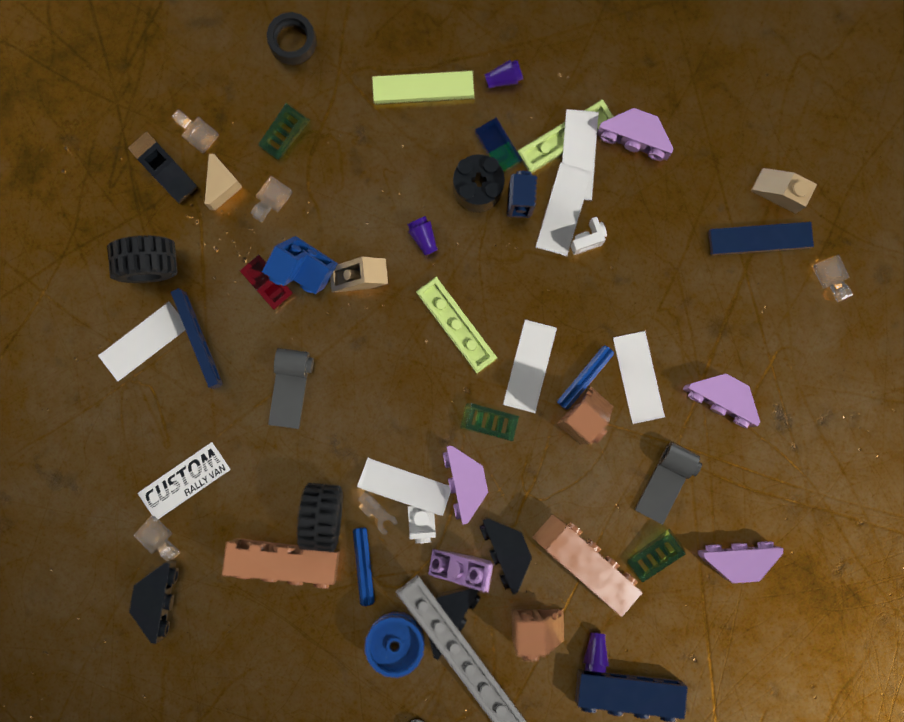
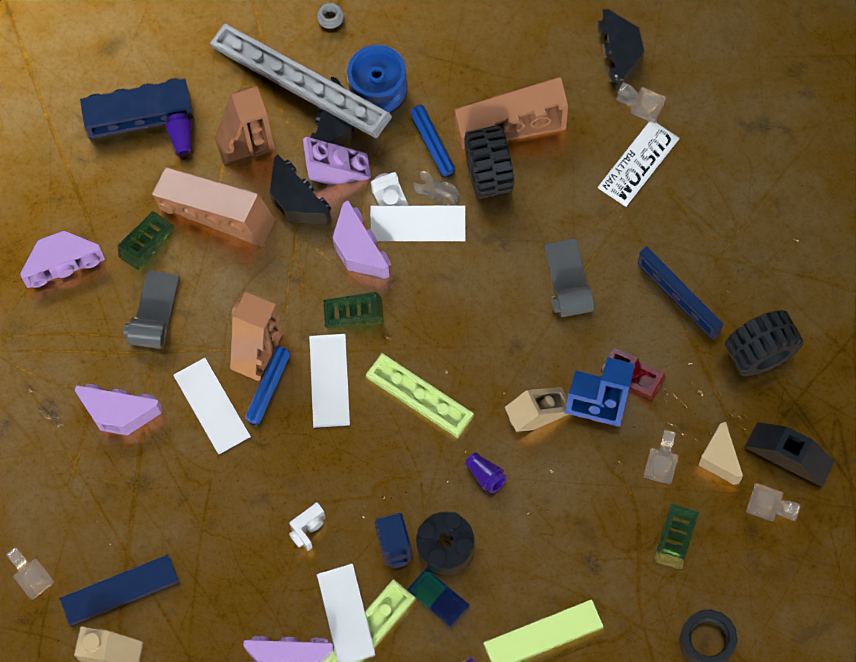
camera: 170 degrees right, 15 degrees down
(143, 341) = (736, 277): white sticker -> none
(563, 209) = (344, 551): white sticker -> none

